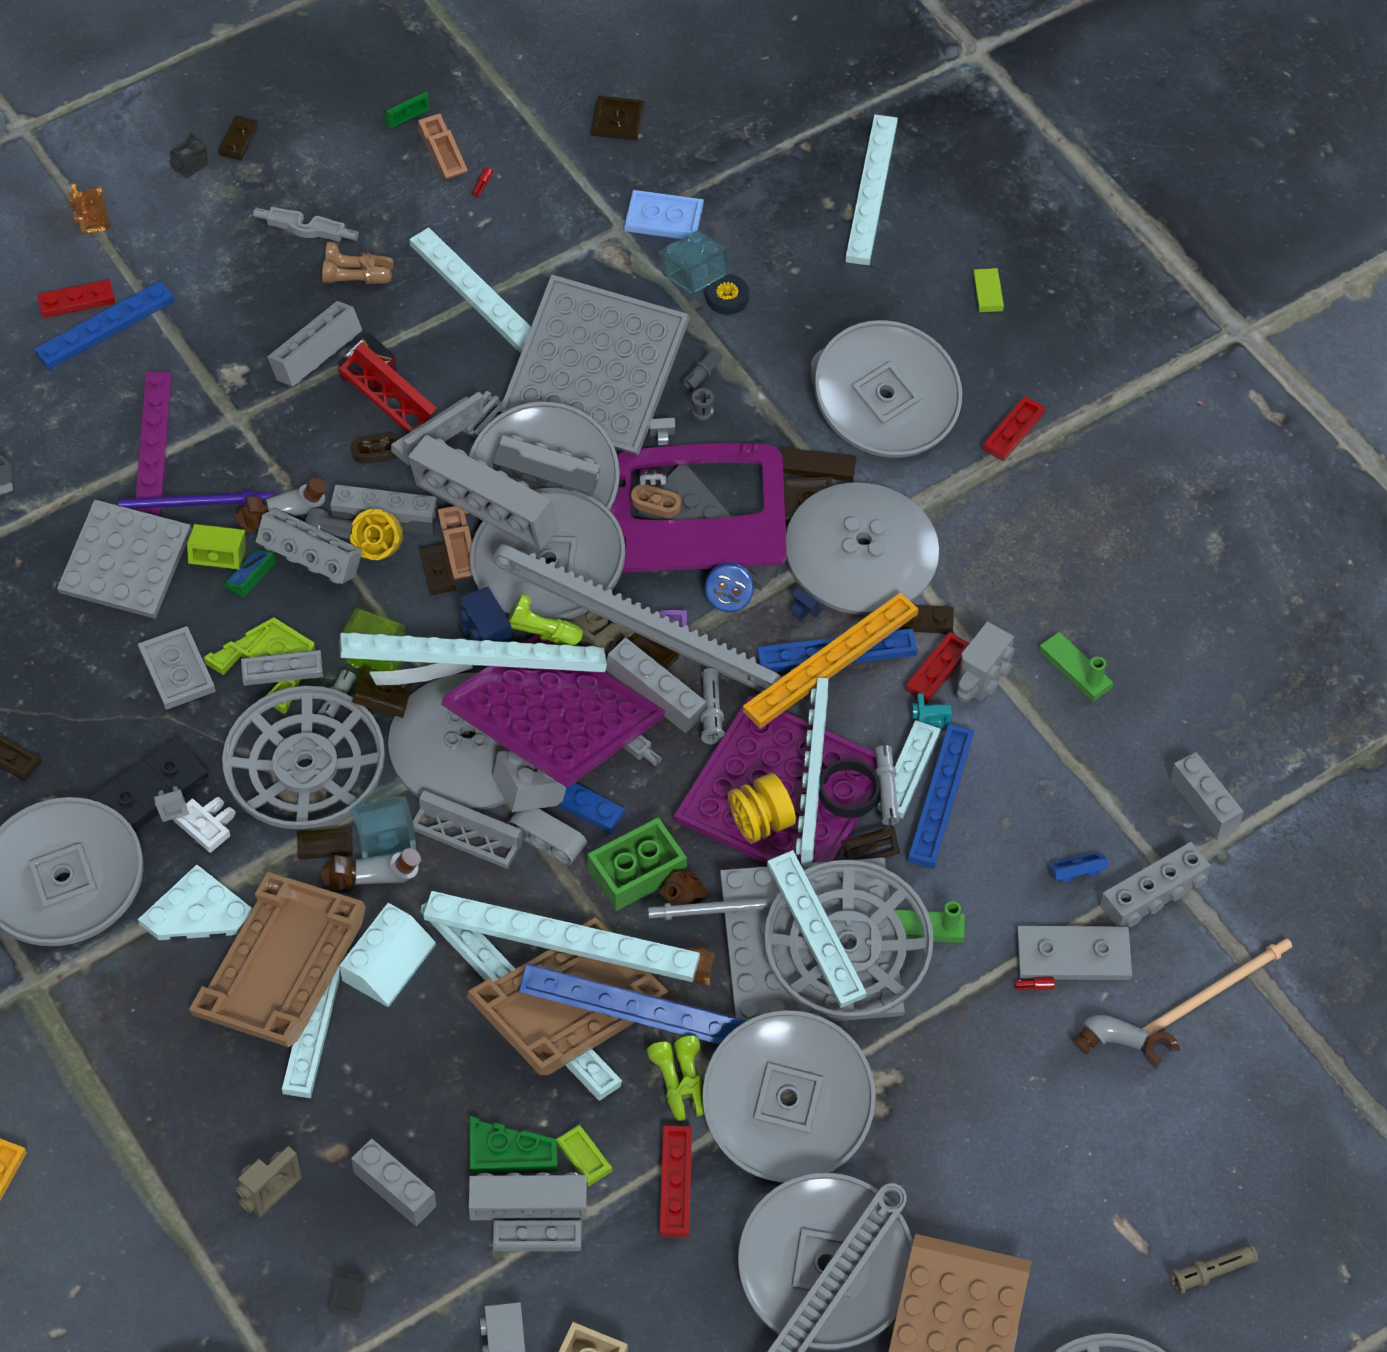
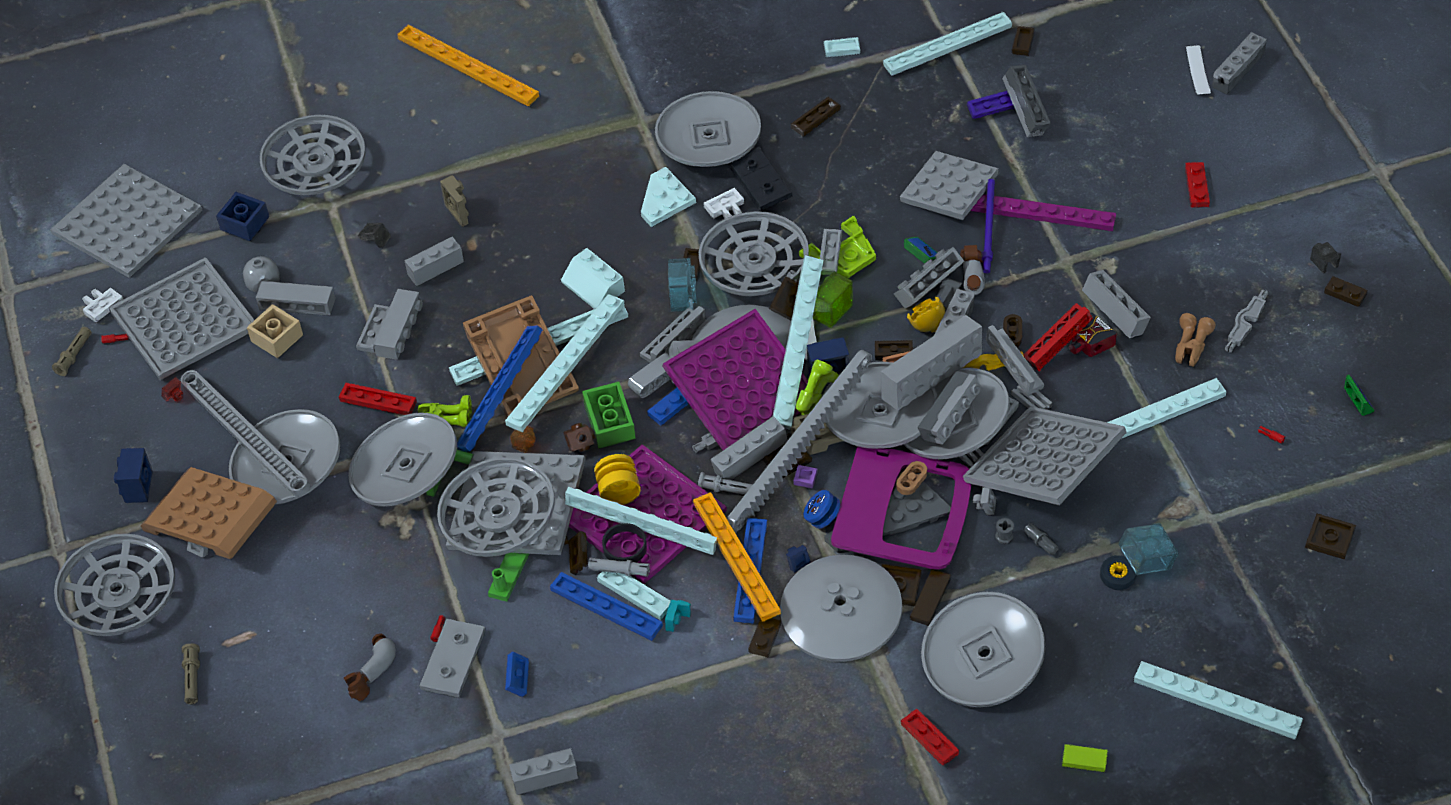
camera: 110 degrees right, 5 degrees down
(90, 209) = (1283, 196): clear orange bracket -> none
(104, 325) = (1168, 198): blue plate -> none
(171, 804) = (738, 182): light grey tile -> none
(176, 667) = (850, 202): light grey plate -> none
(216, 546) = (945, 231): lime brick -> none
(281, 960) = (601, 222): medium nougat slope -> none
(308, 1049) = (561, 240): light aqua plate -> none
(380, 869) = (657, 288): piece -> none
(441, 146) = (1311, 411): nougat slope -> none
(506, 1150) = (434, 321): green wing -> none
(584, 1155) = (417, 359): lime tile -> none
(652, 475) = (936, 484): tile -> none
(663, 214) = (1214, 548): light blue tile -> none
(714, 907) = (559, 418): light grey bar -> none
(816, 929) = (503, 481): light aqua plate -> none
(937, 667) = (716, 630): red plate -> none
(985, 663) = (702, 650): light grey hinge -> none
(1081, 671) = (690, 723): bright green piece -> none
(1155, 886) = (482, 718): light grey brick -> none
(1272, 952) = (403, 780): light nougat bar -> none

